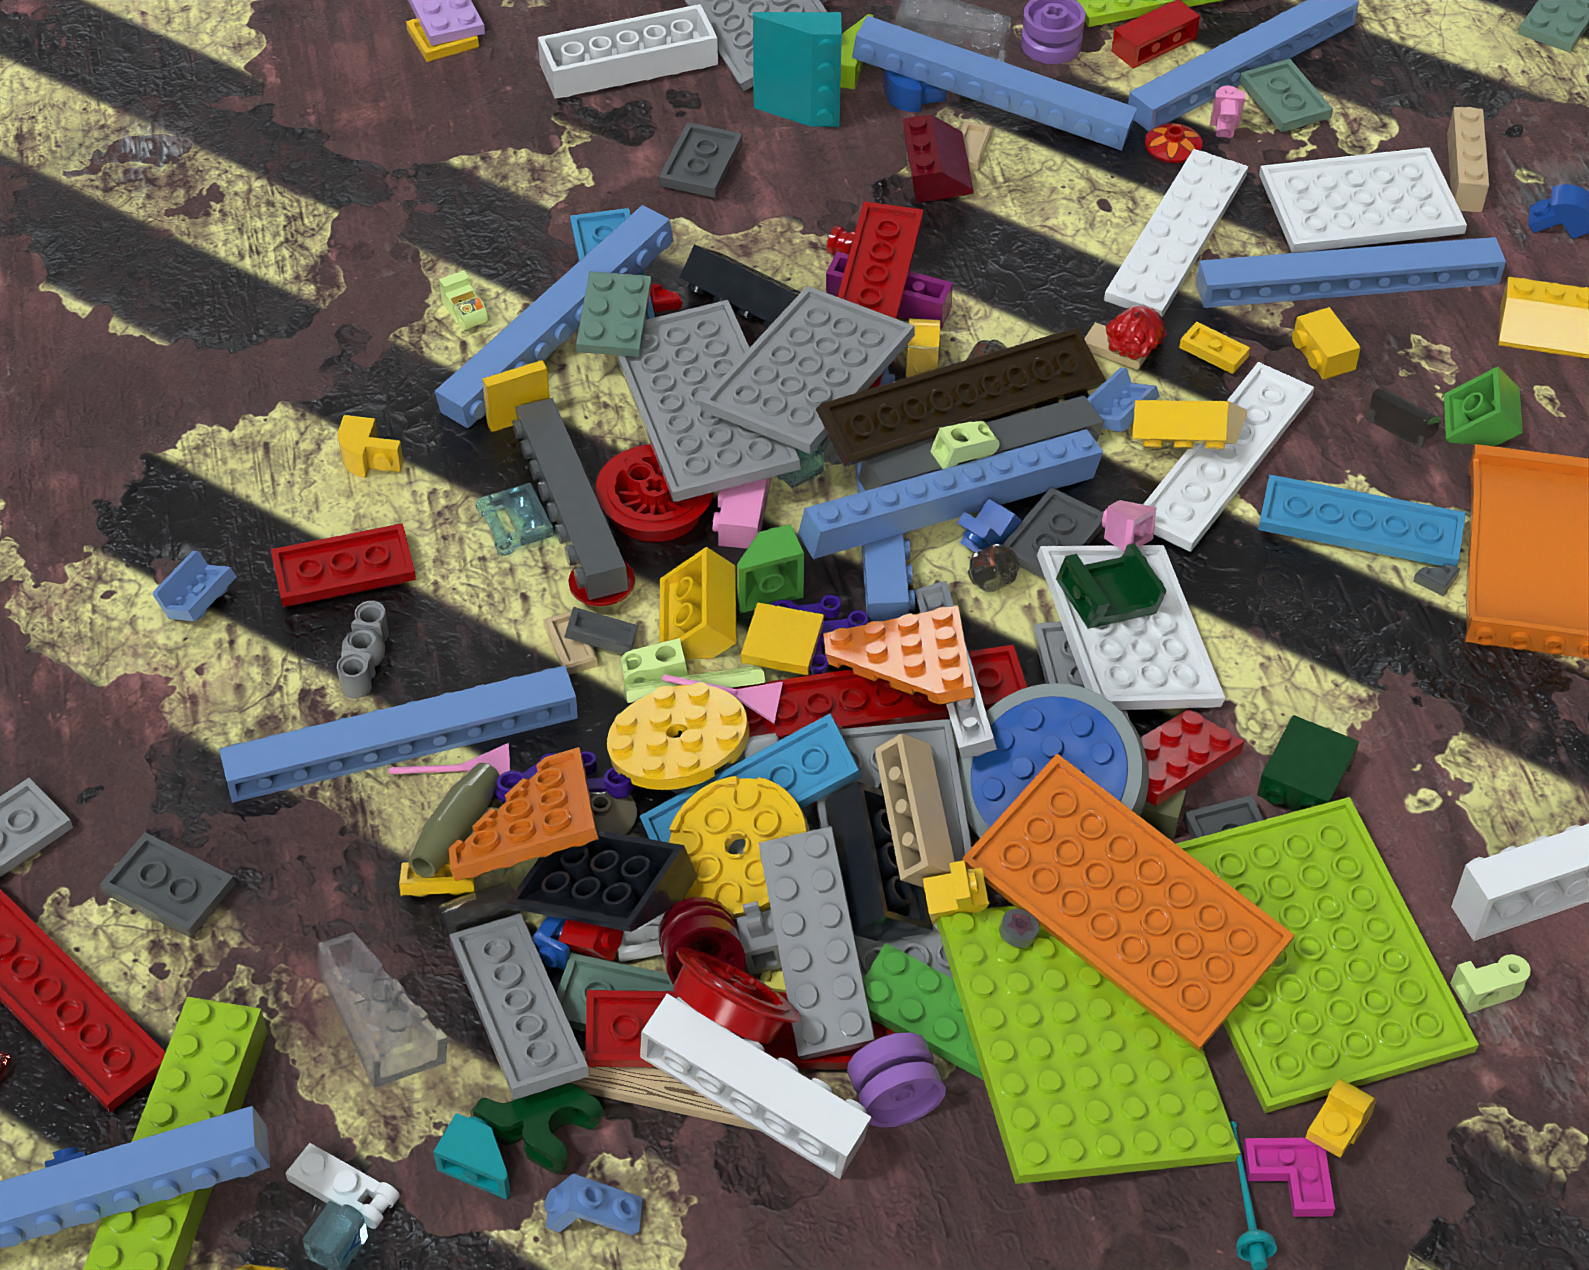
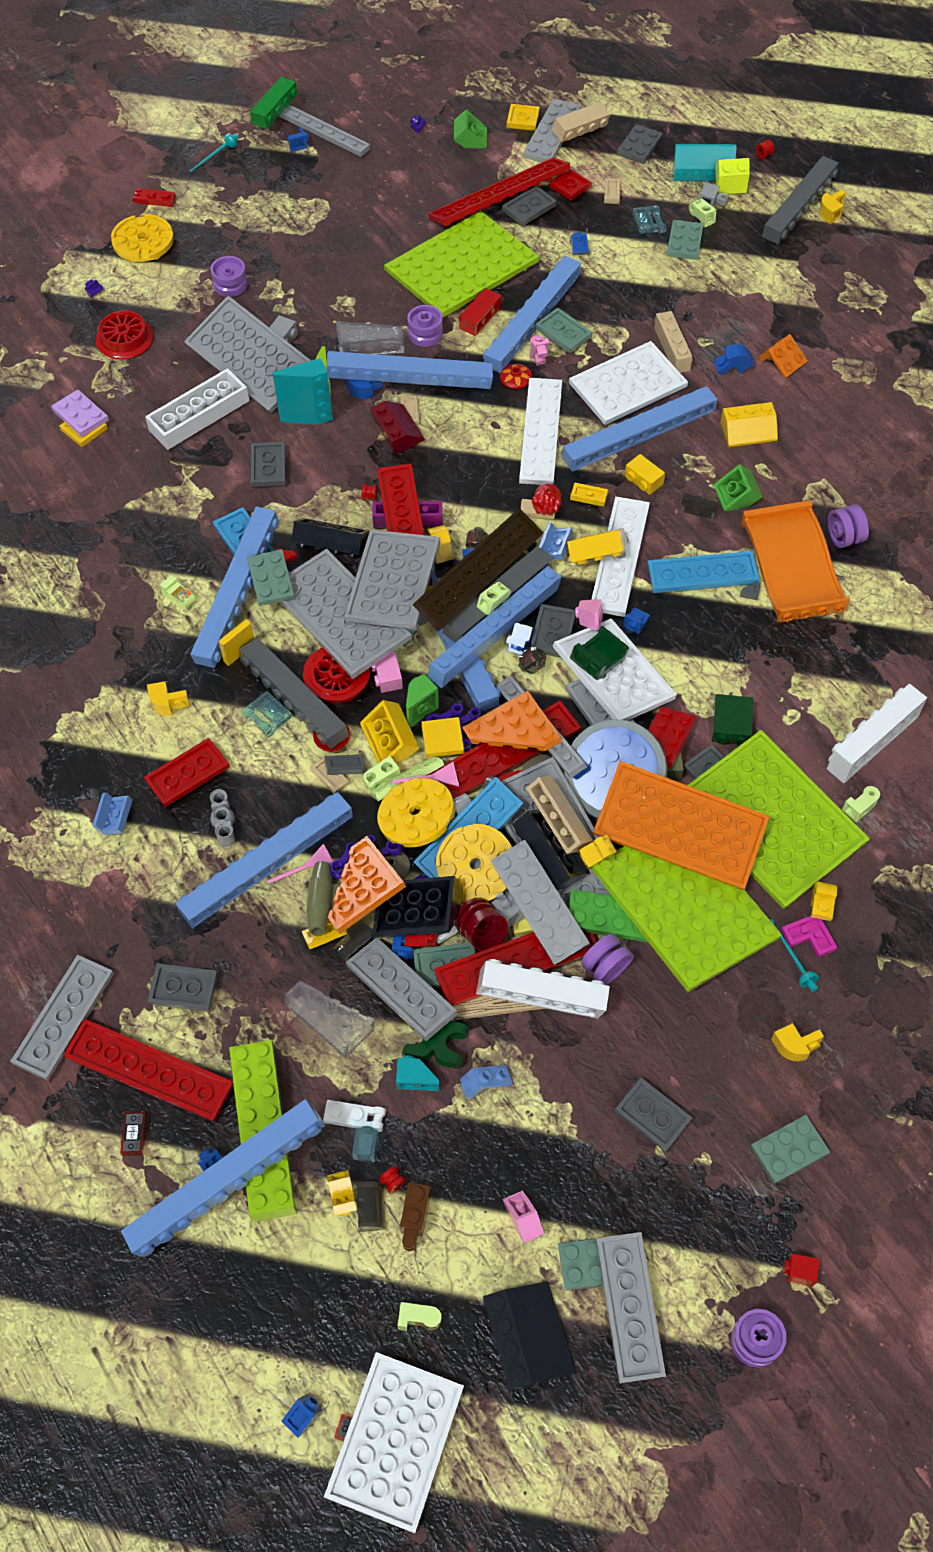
camera: 20 degrees left, 10 degrees up
(732, 997) = (515, 948): red piece -> none
(1019, 928) = (634, 858): dark grey tile -> none
(1207, 562) = (636, 620): none -> blue bracket

